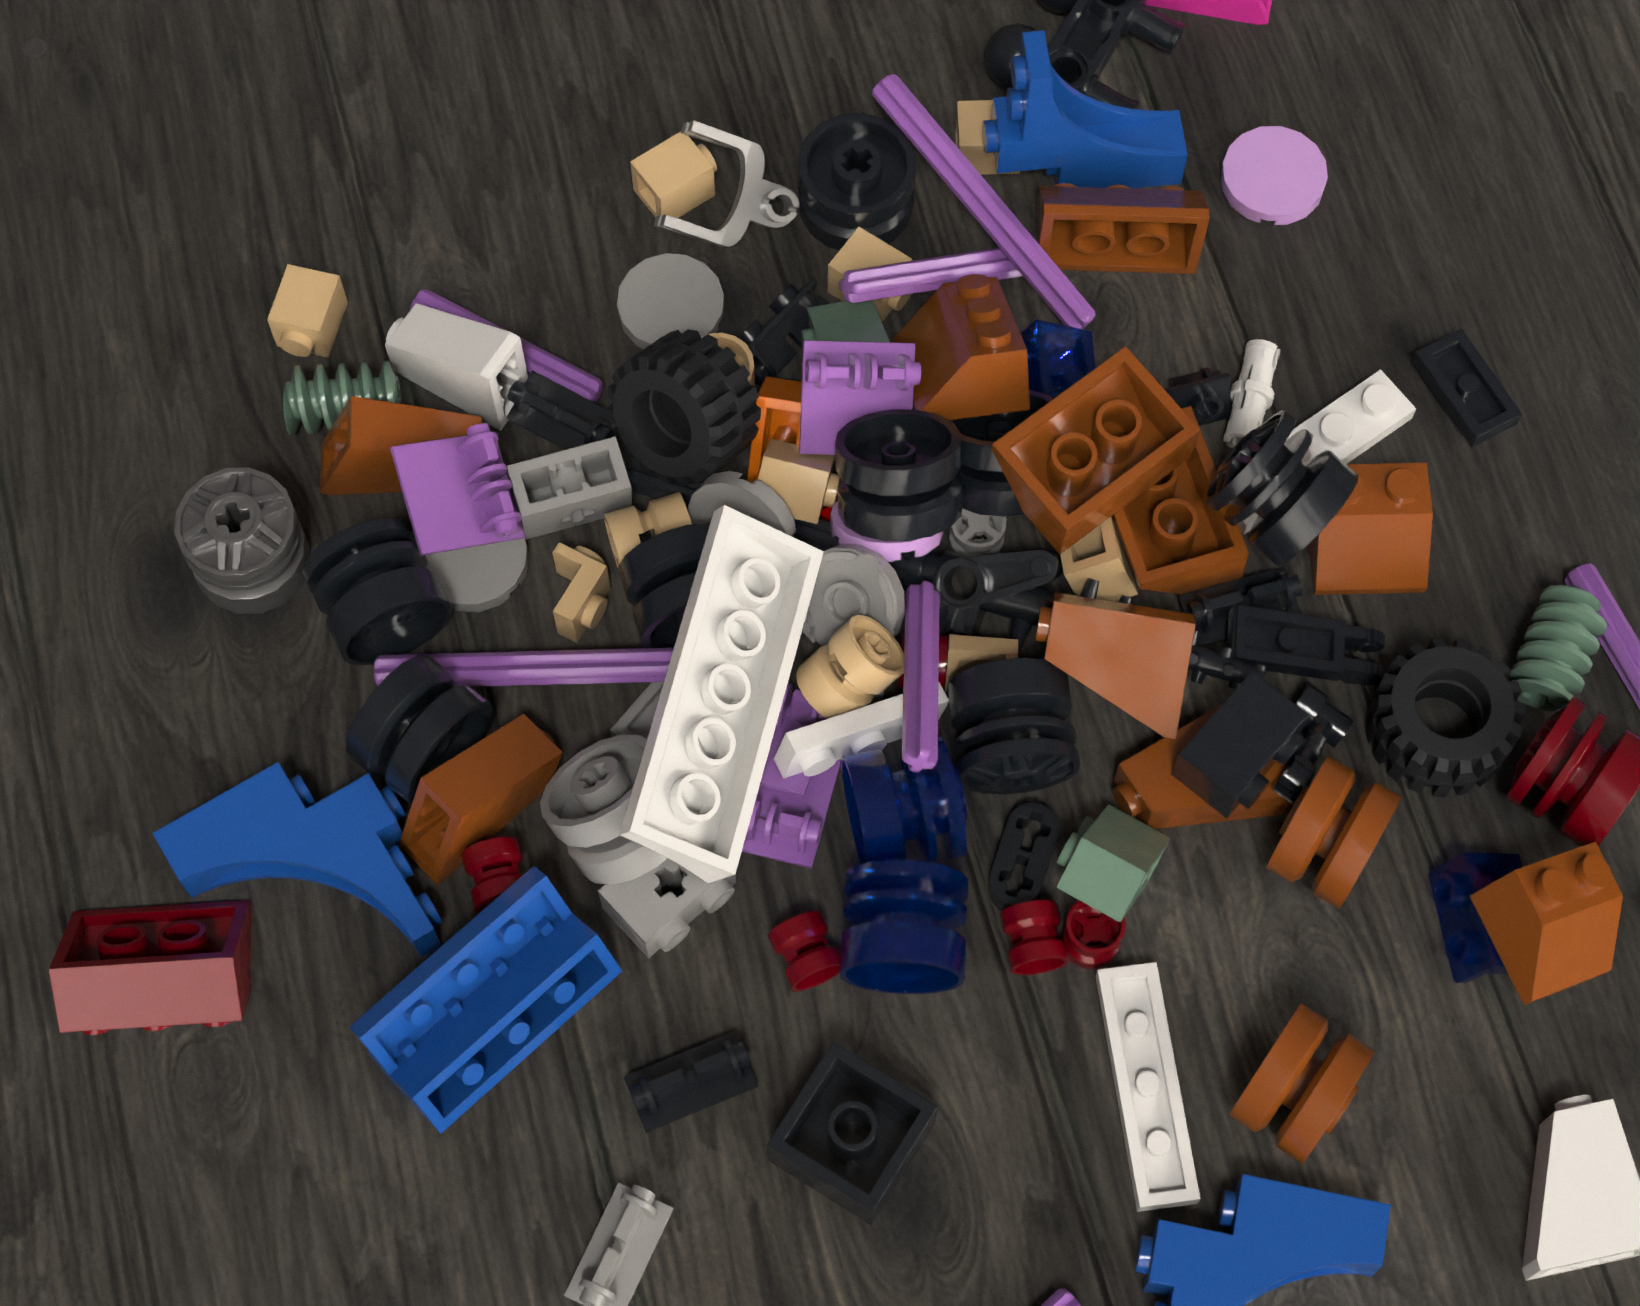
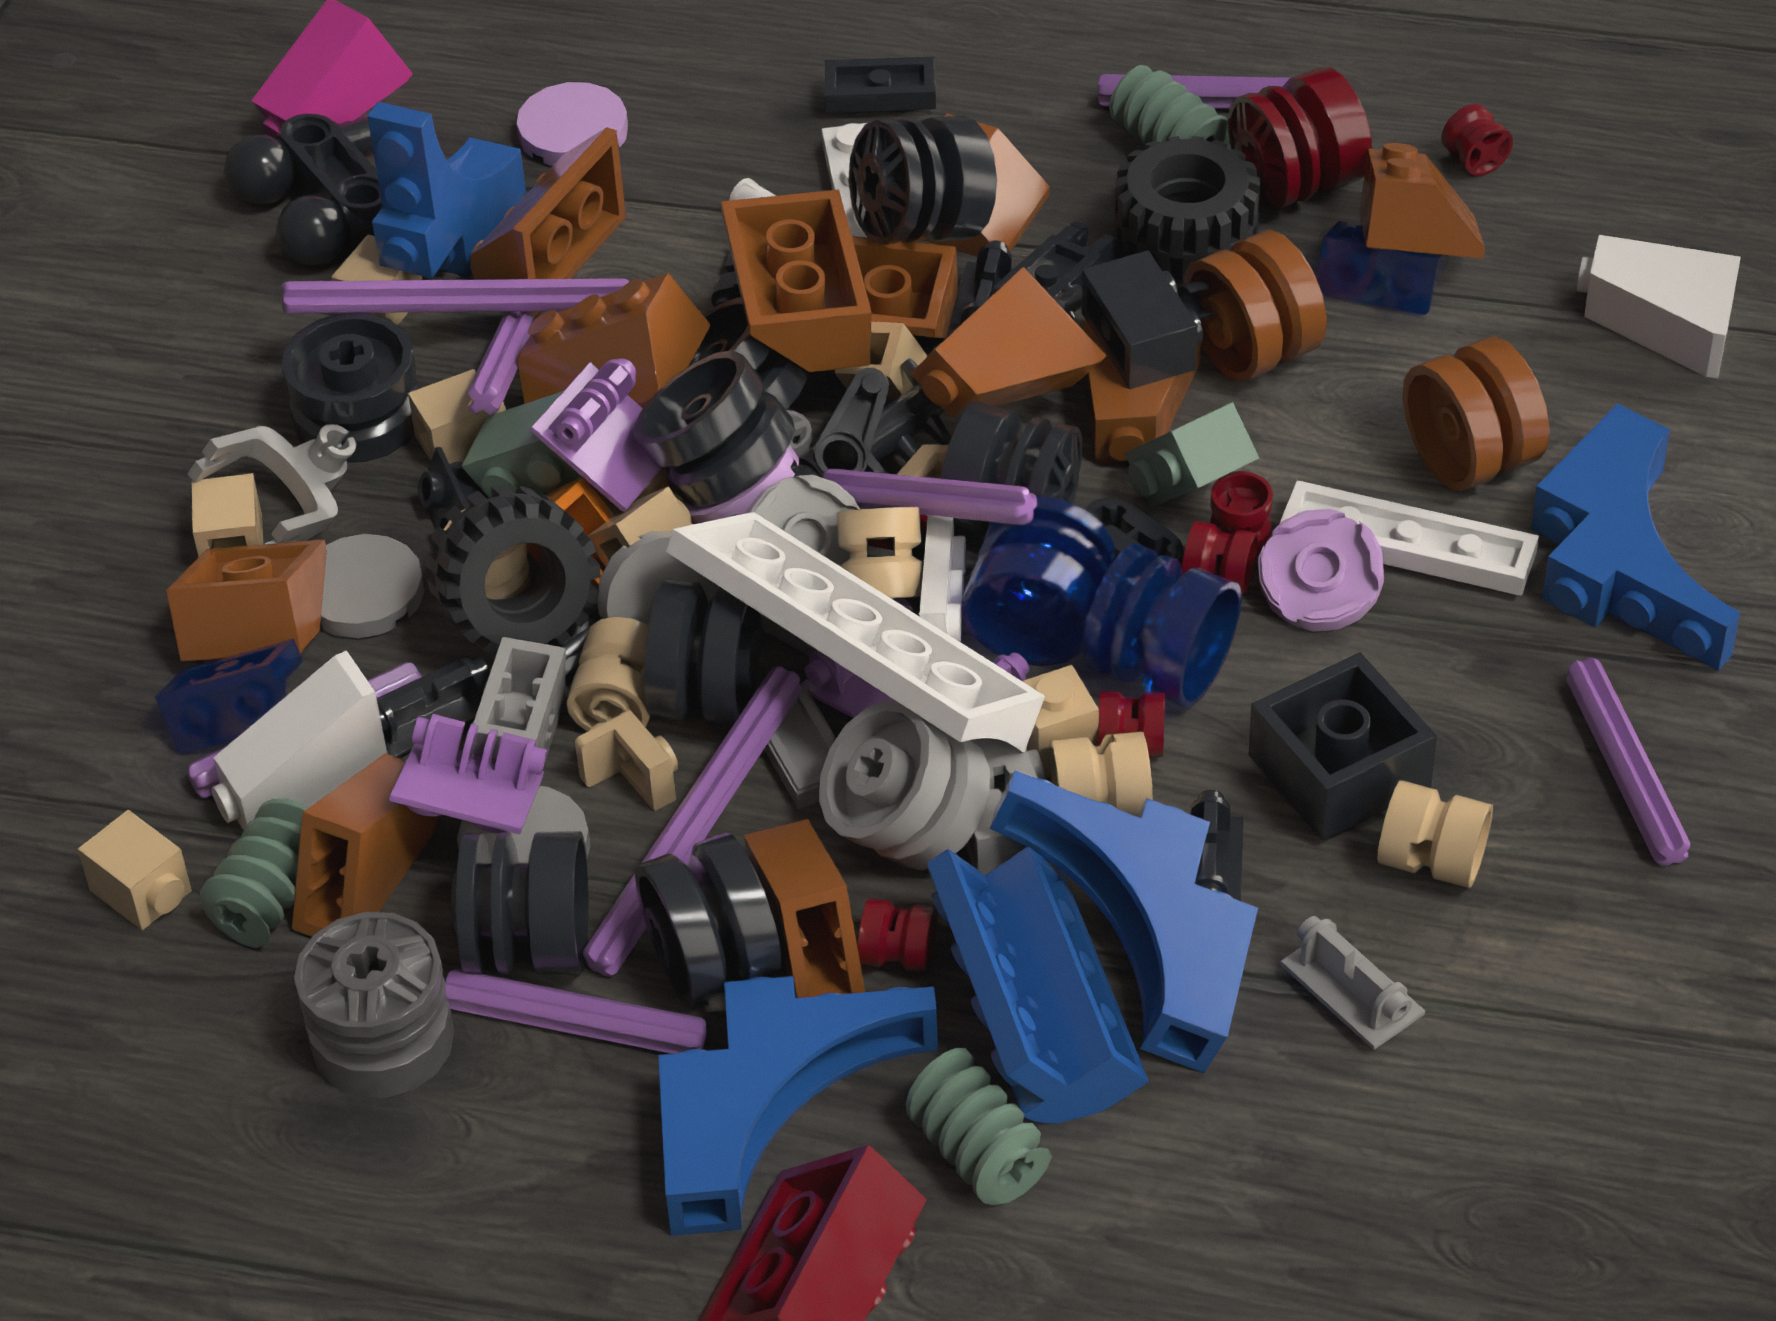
camera: 60 degrees left, 20 degrees down
(325, 688) = (574, 1013): none -> medium lavender axle
(328, 1022) = (977, 1128): none -> sand green piece
(499, 274) = (226, 695): none -> clear blue bracket
(581, 1099) = (1142, 874): none -> arch
(594, 237) = (248, 599): none -> dark orange slope
(723, 947) = (1108, 773): none -> tan wheel
(771, 888) = (1065, 712): none -> tan brick
(799, 1256) = (1435, 833): none -> tan wheel
(1062, 1029) = (1321, 570): none -> lavender tile

